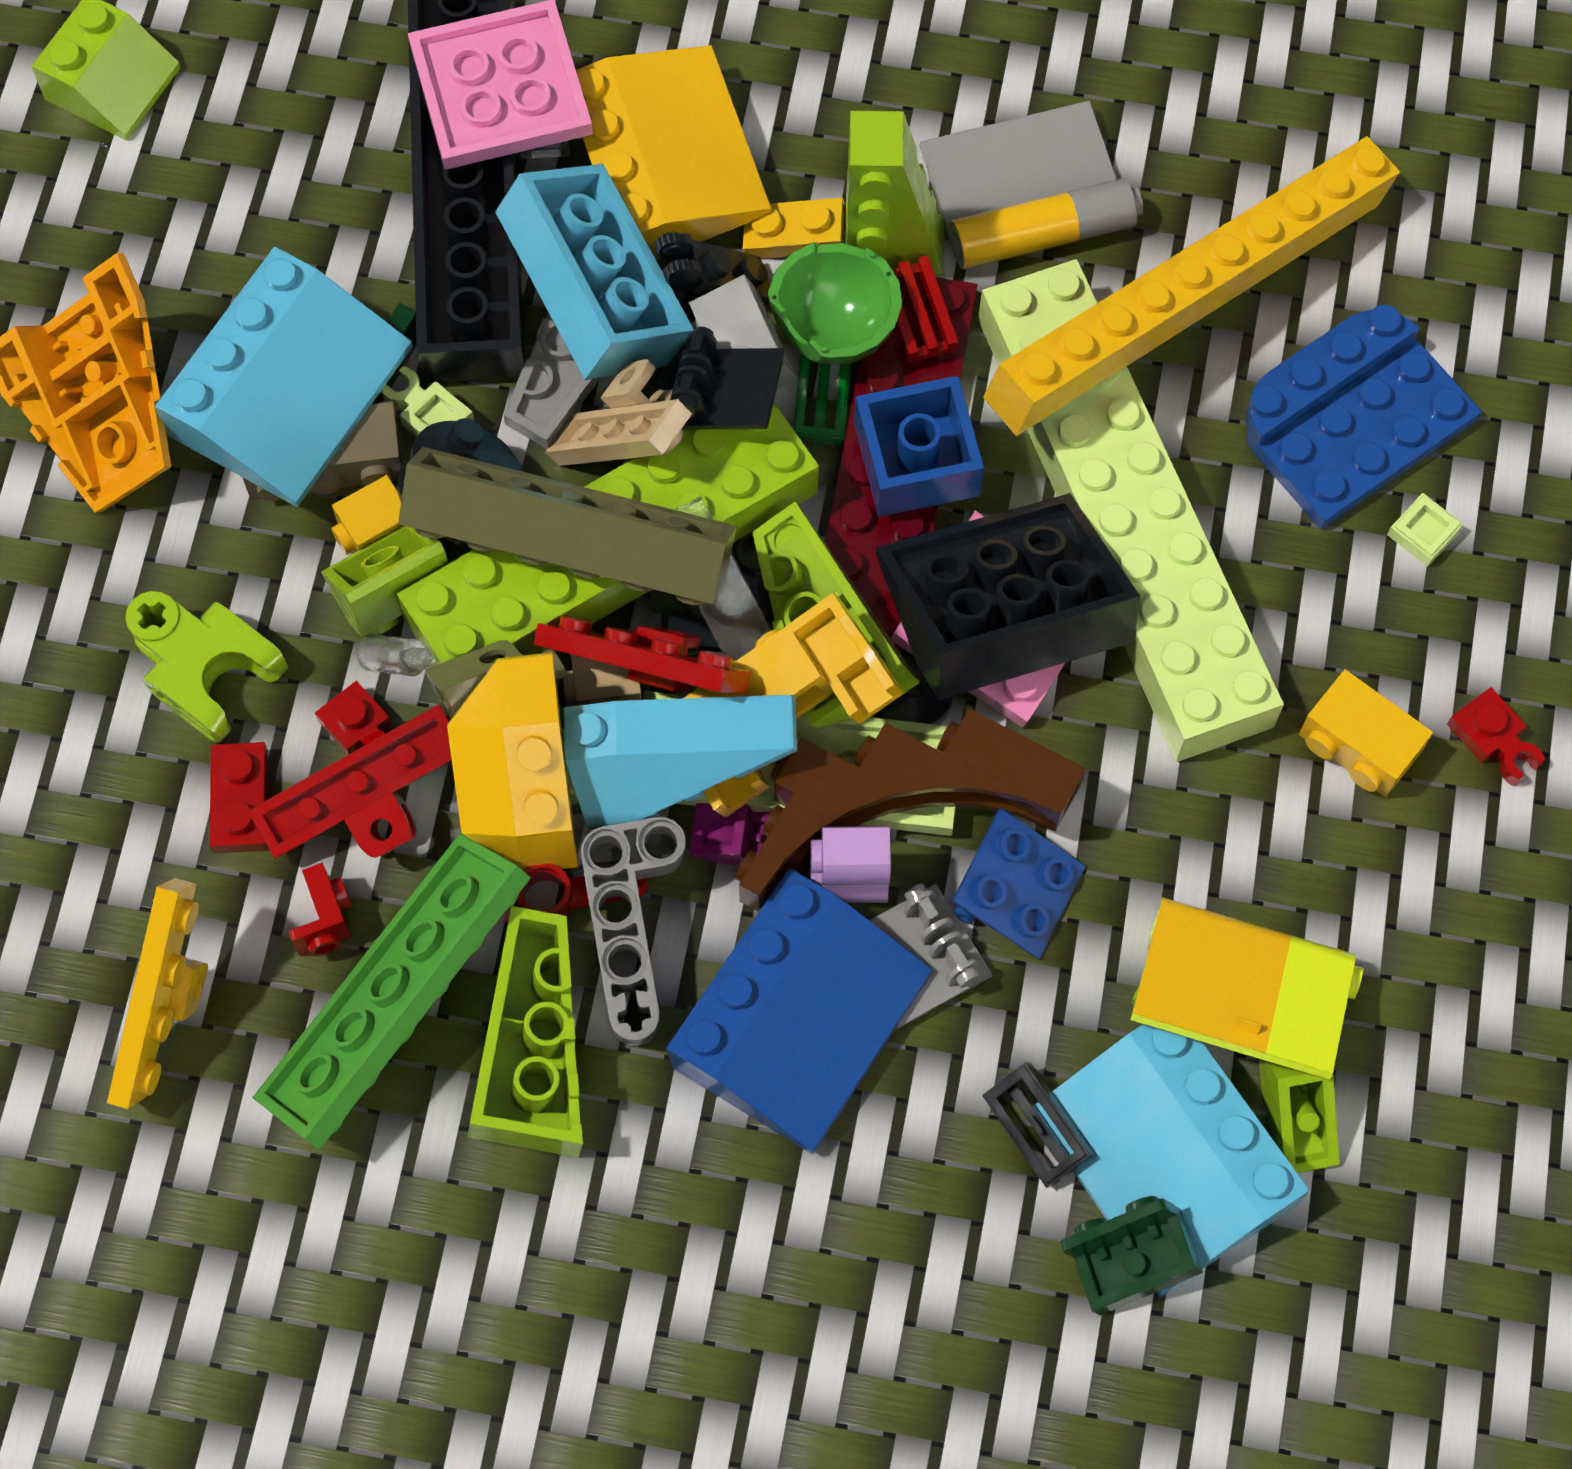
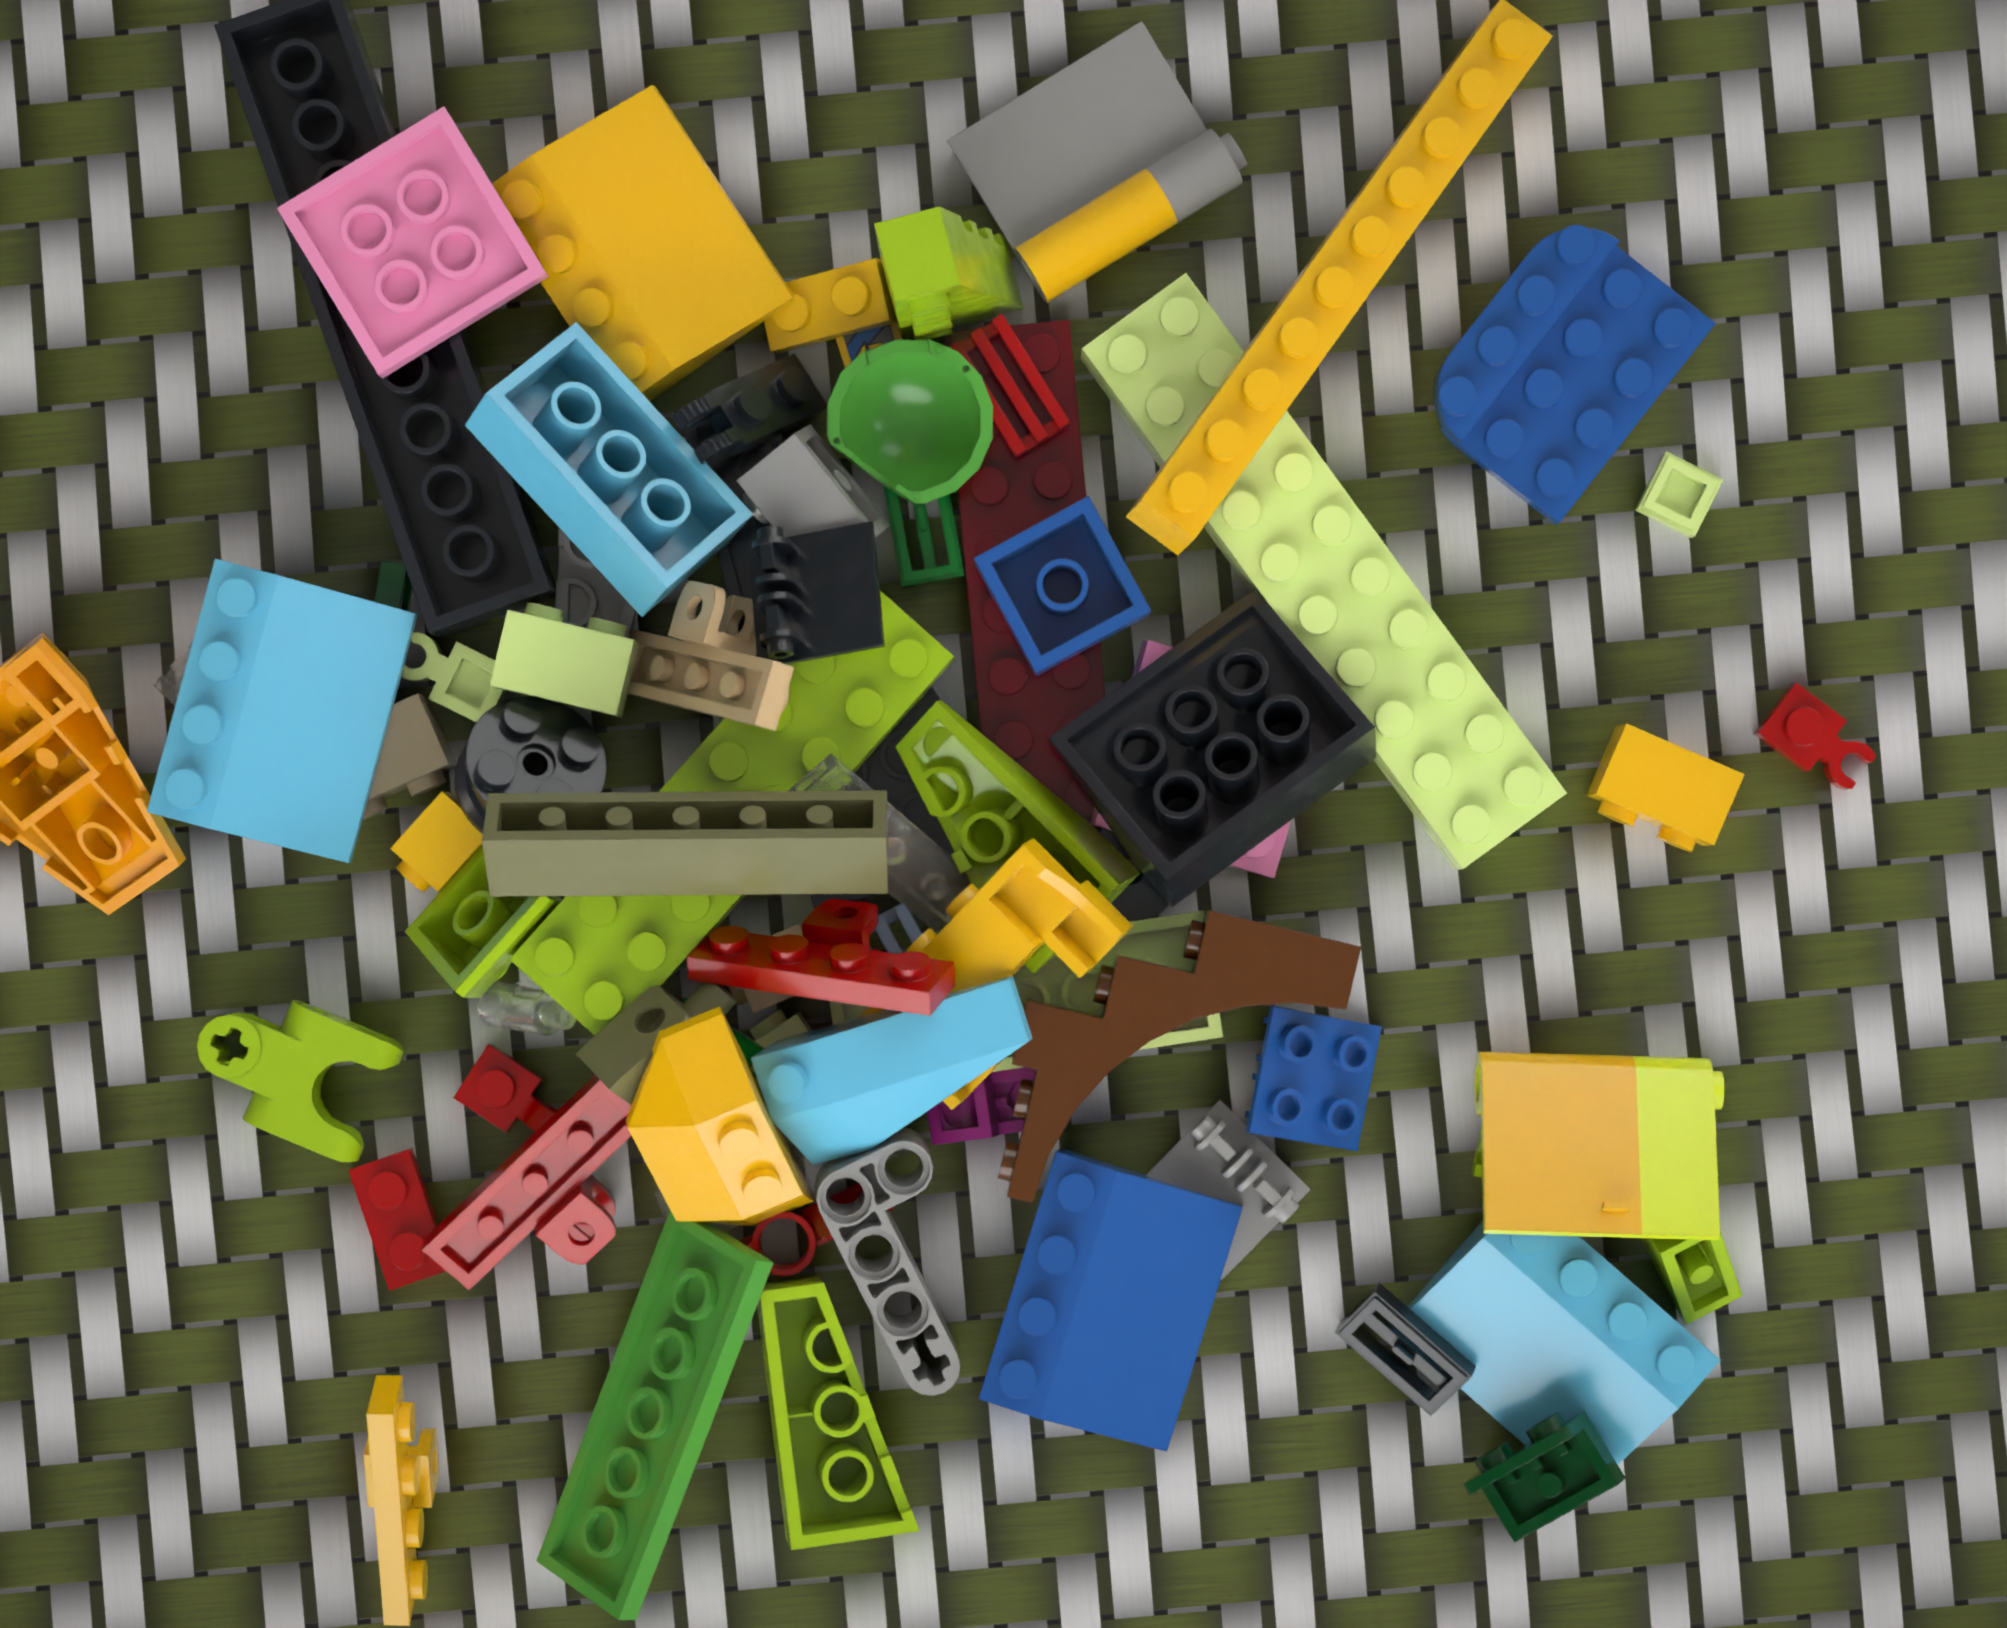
camera: 15 degrees left, 20 degrees up
(329, 900) = (546, 1319): red bracket -> none
(515, 405) = (565, 661): none -> yellowish green brick
(853, 863) = (1123, 1123): lavender brick -> none

